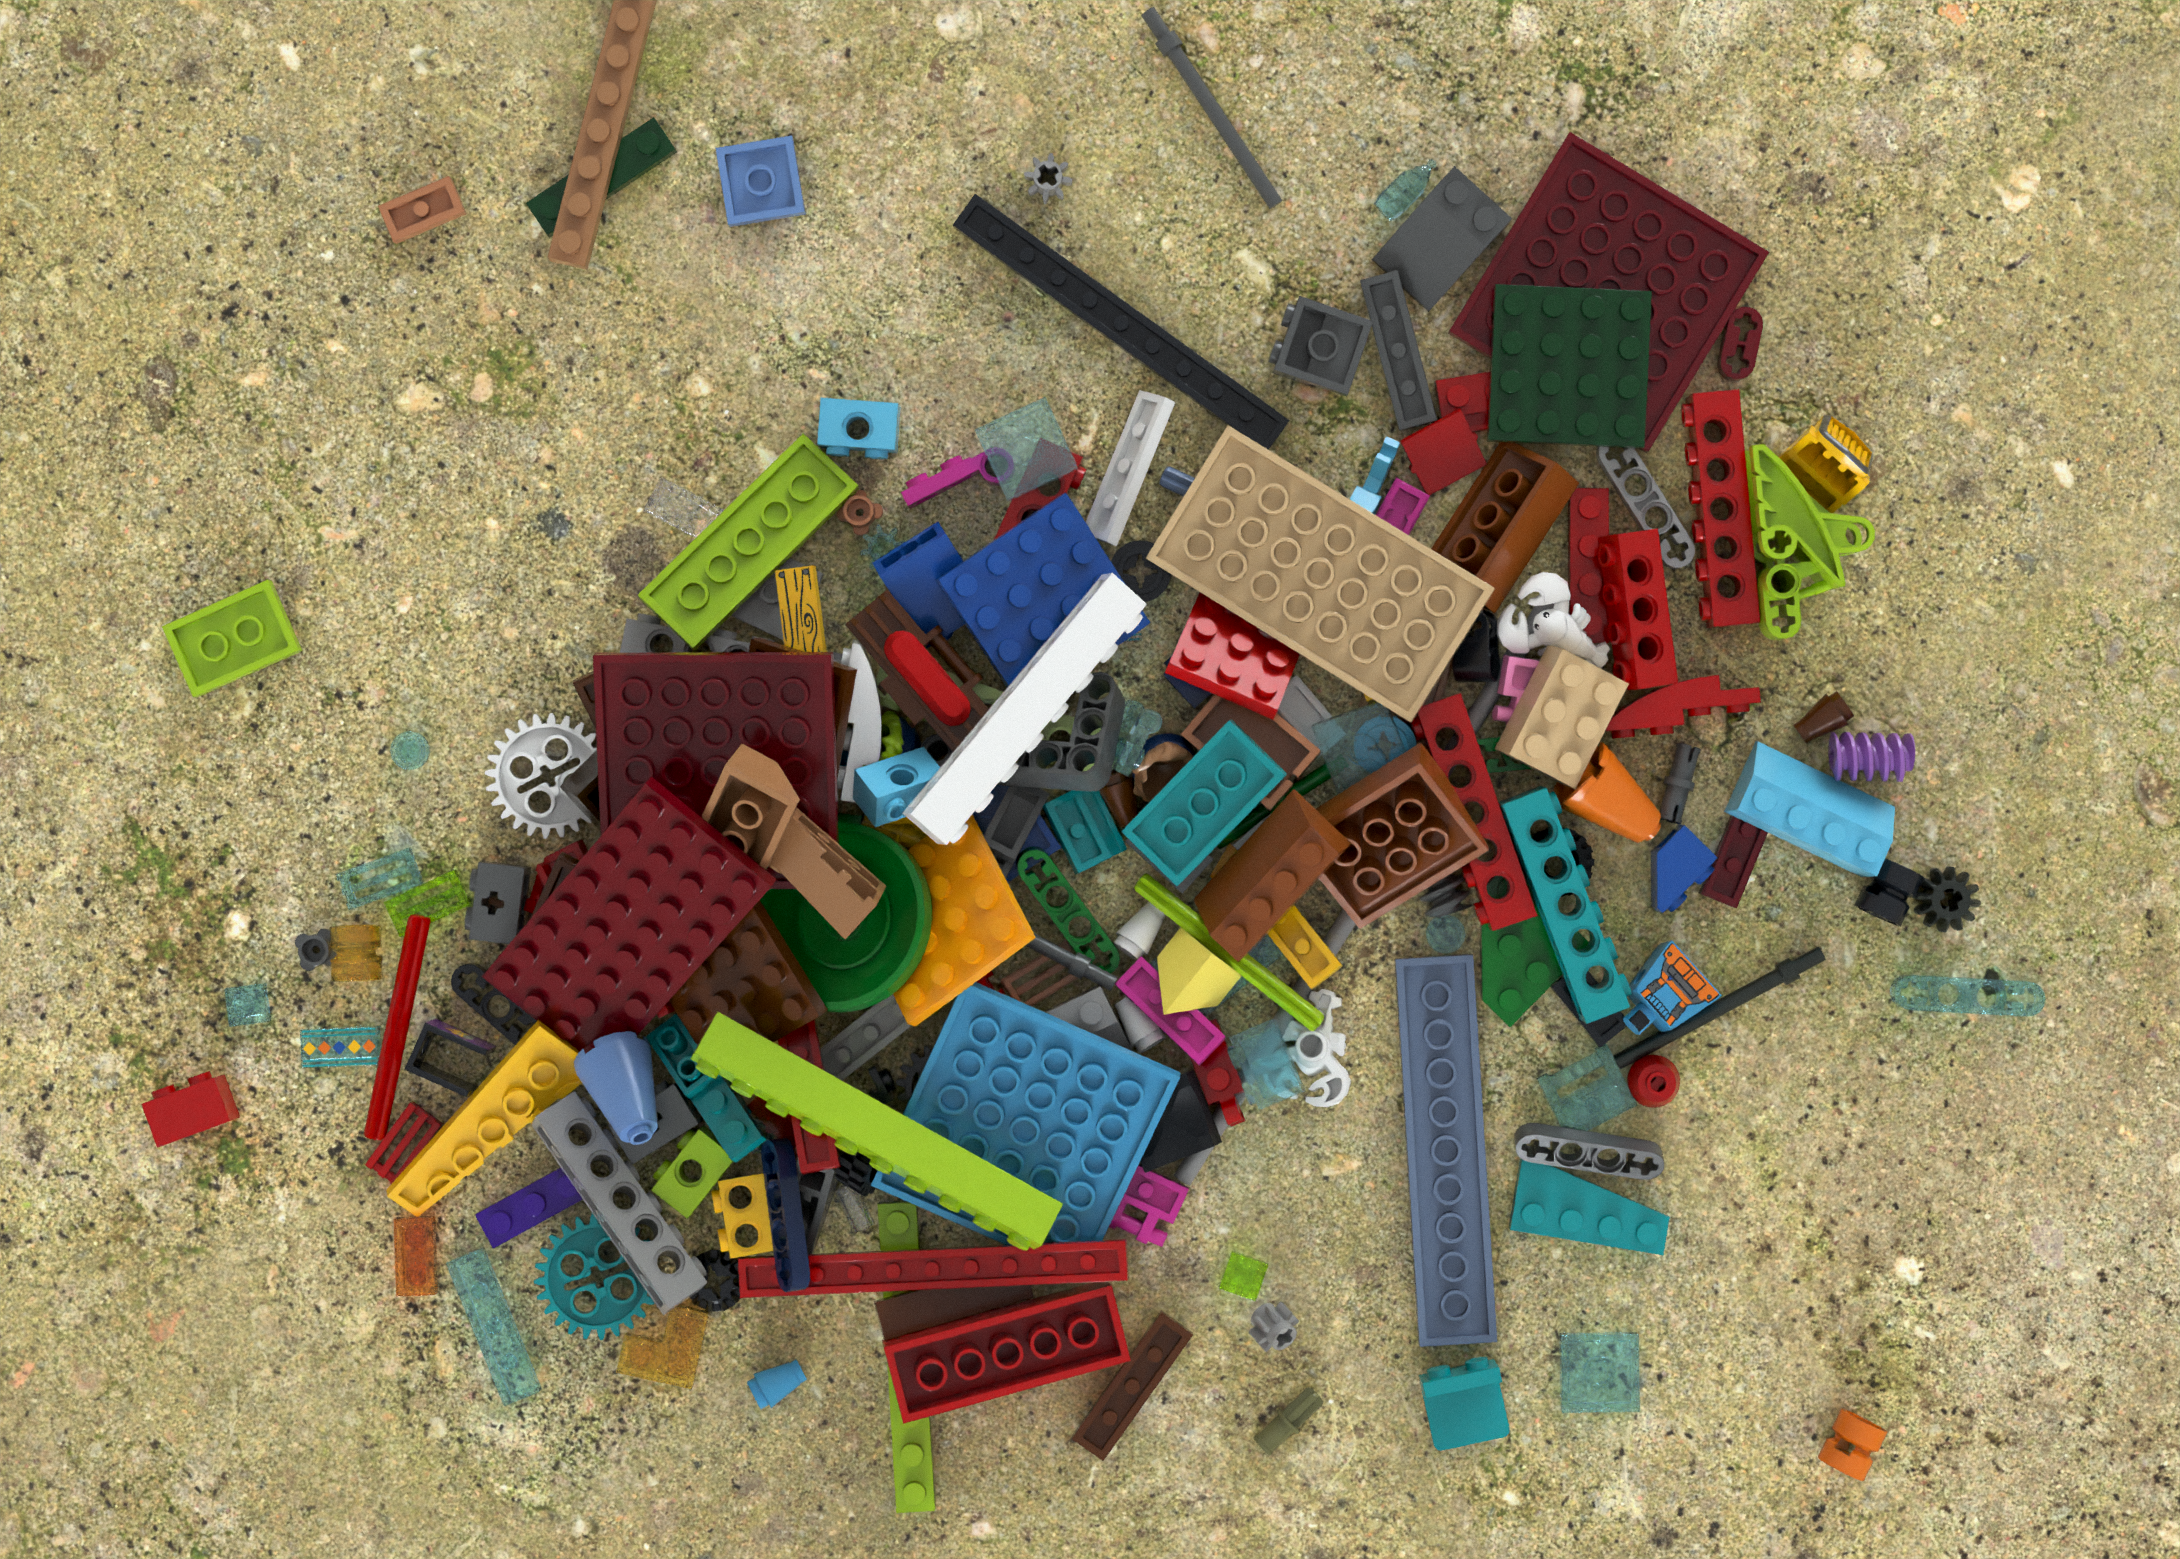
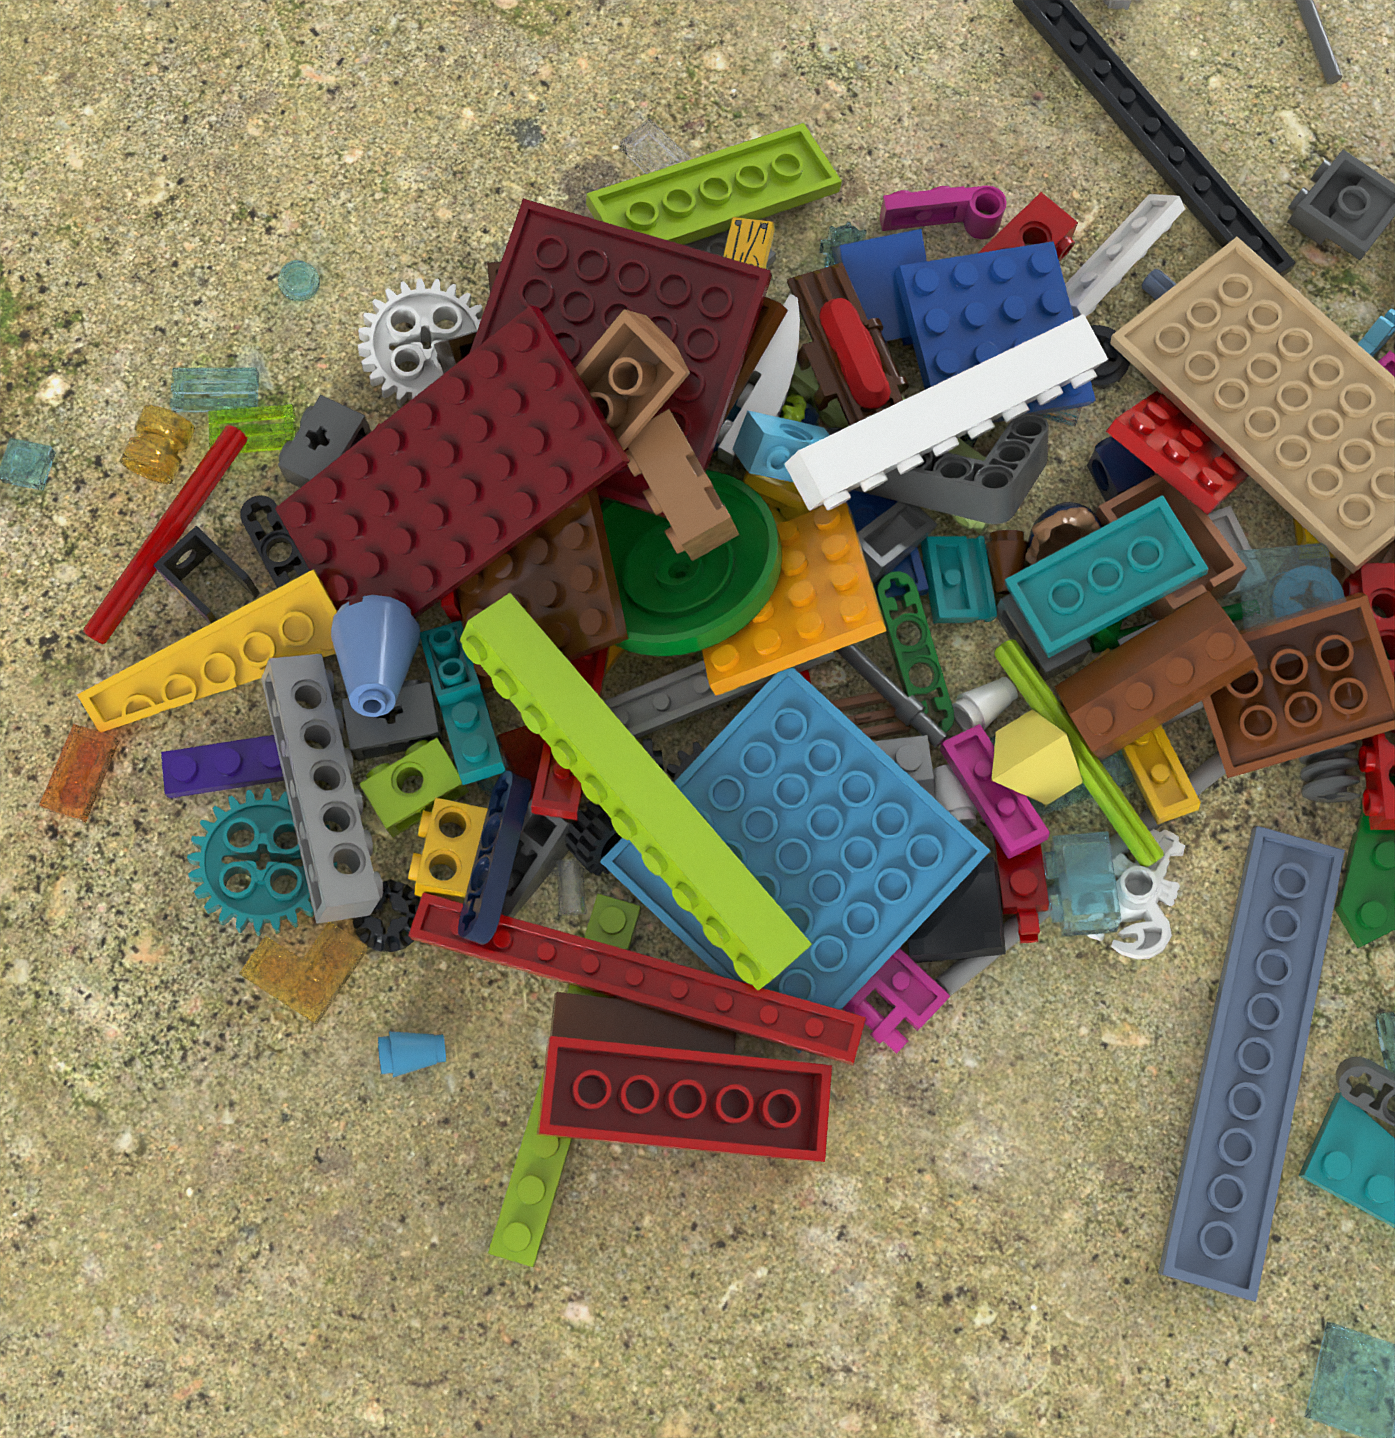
camera: 20 degrees right, 15 degrees down
(232, 638) = (172, 124): lime plate -> none
(305, 945) = (110, 427): dark grey plate -> none
(340, 1046) = (99, 535): clear light blue tile -> none
(385, 1170) = (112, 643): red tile -> none
(493, 1326) = (128, 881): clear light blue tile -> none
(839, 414) = (852, 116): medium azure brick -> none
(860, 523) = (834, 203): nougat plate -> none
(1026, 449) = (1025, 193): clear light blue tile -> none
(1130, 744) = (1048, 487): clear light blue plate -> none
(1132, 1385) = (811, 1201): reddish brown plate -> none
(1243, 1275) = (978, 1120): clear neon green tile -> none
(1273, 1326) = (998, 1188): light grey gear -> none
(1288, 1420) = (980, 1310): olive axle -> none
(1445, 934) = (1317, 820): clear light blue plate -> none
(1464, 1403) = (1195, 1363): teal bracket -> none

